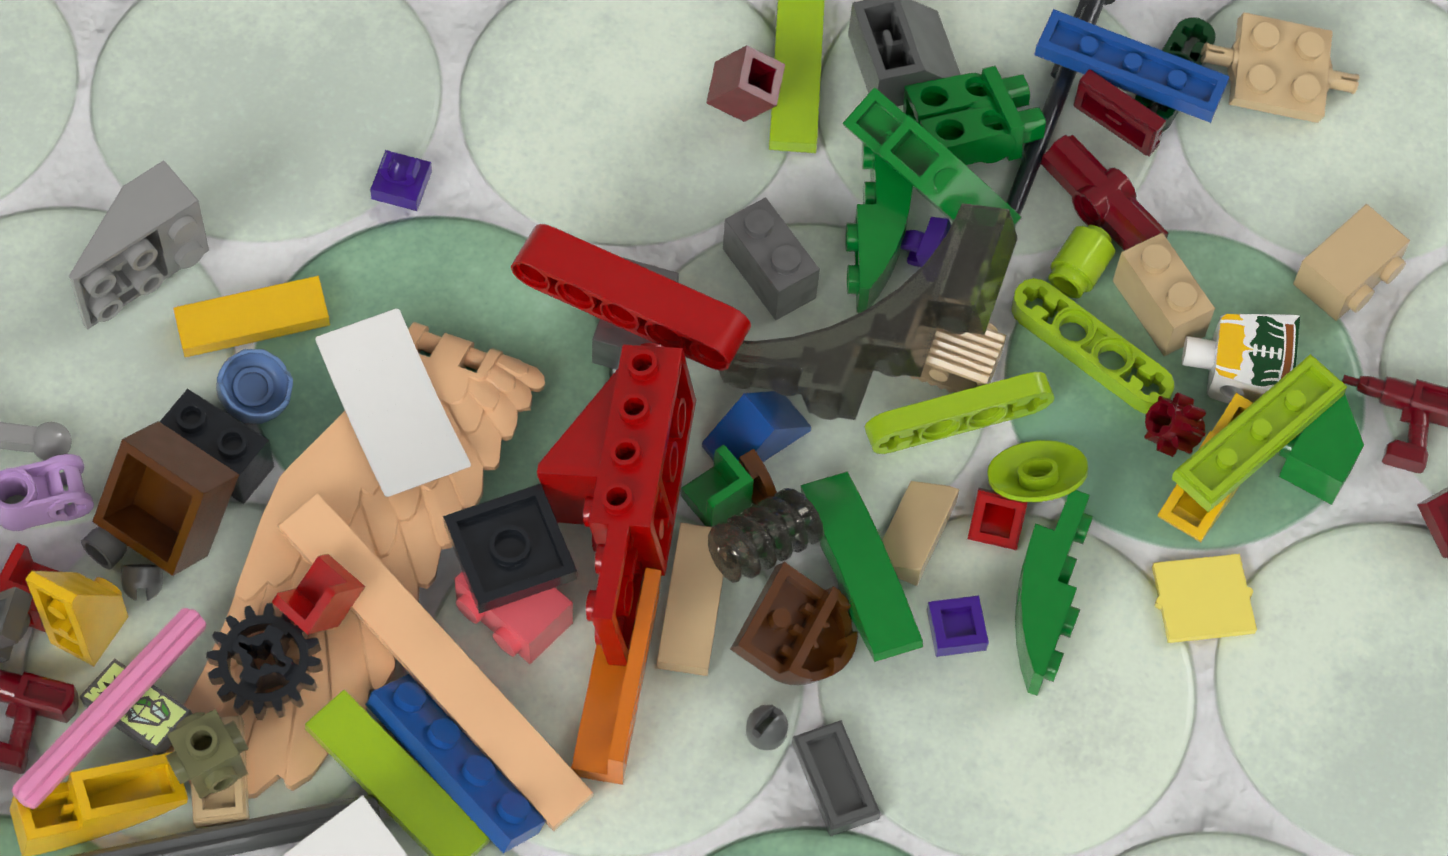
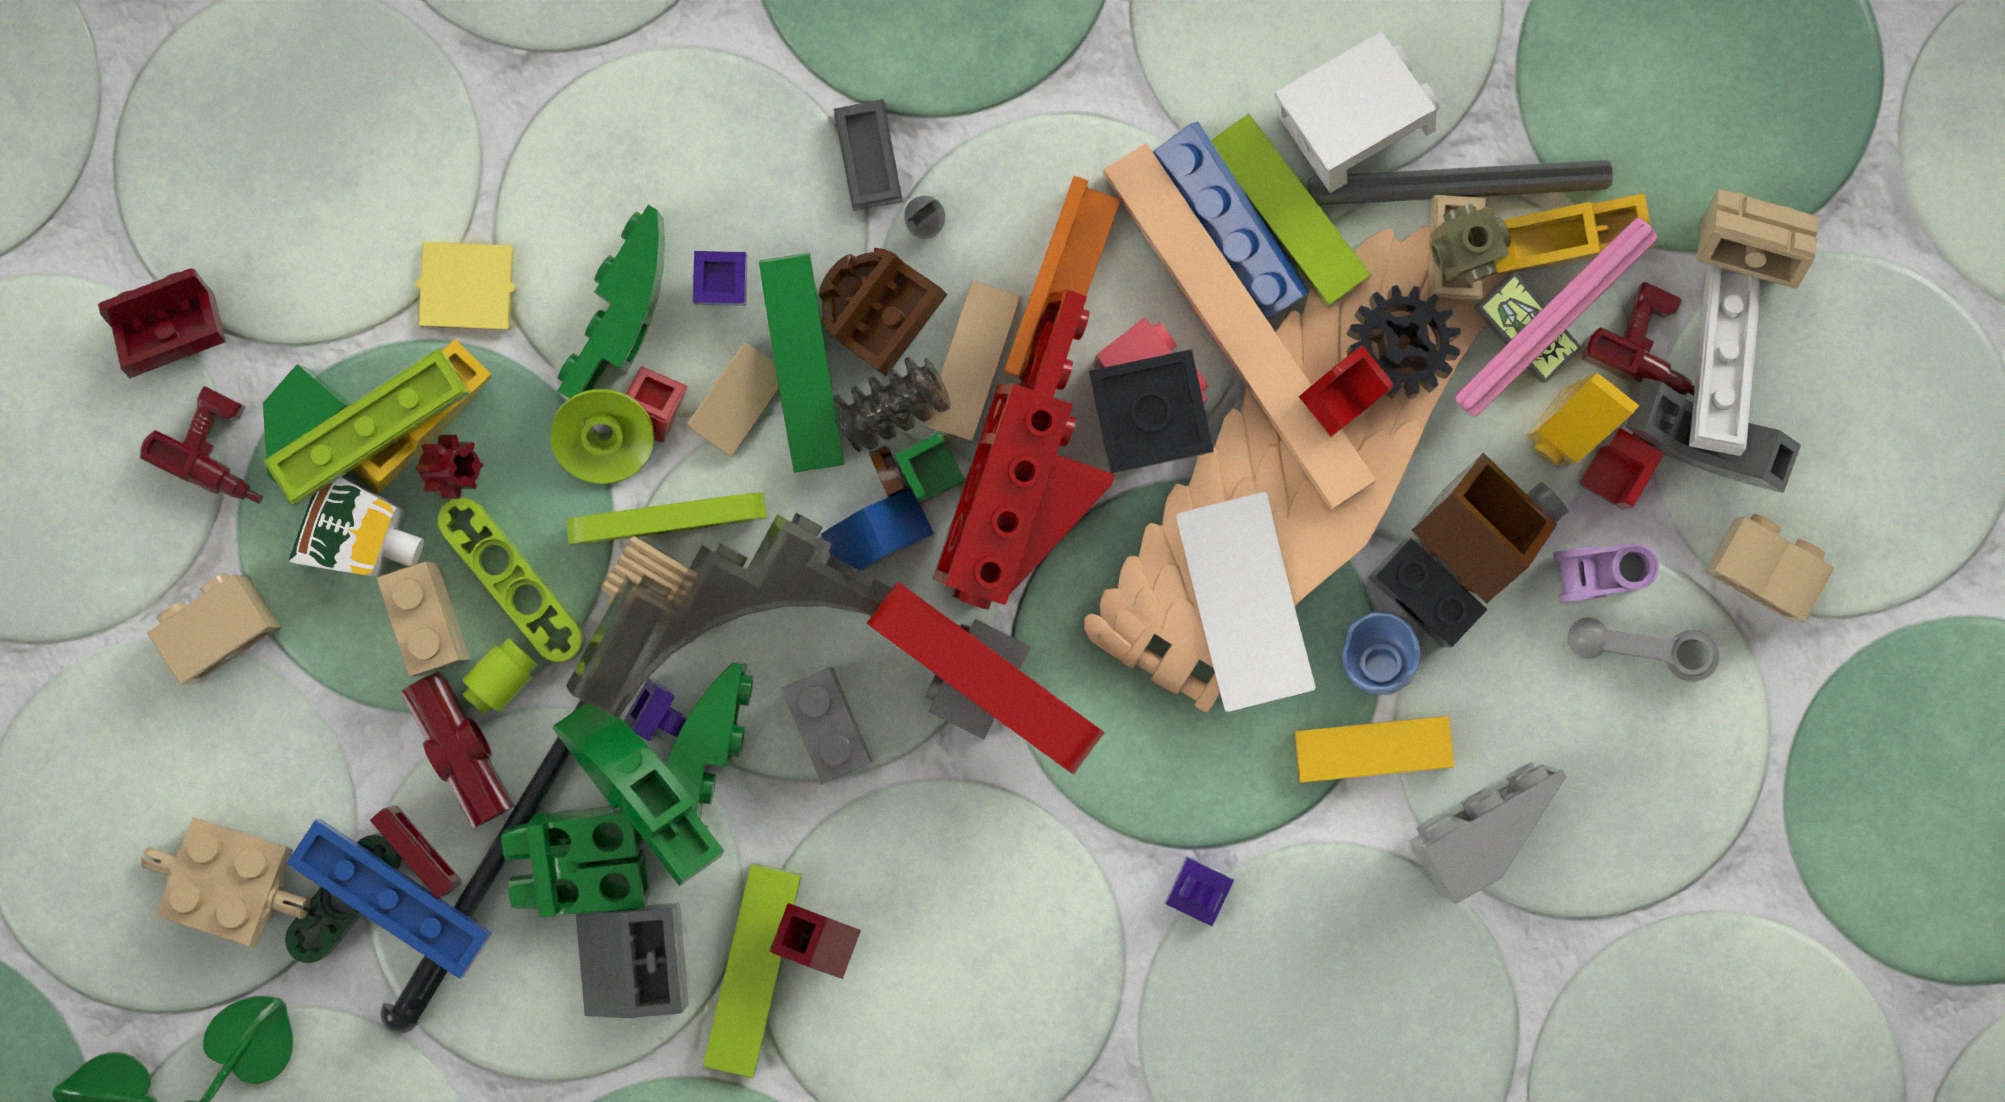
camera: 165 degrees left, 25 degrees up
(141, 576) = (1514, 463): dark grey hinge -> none

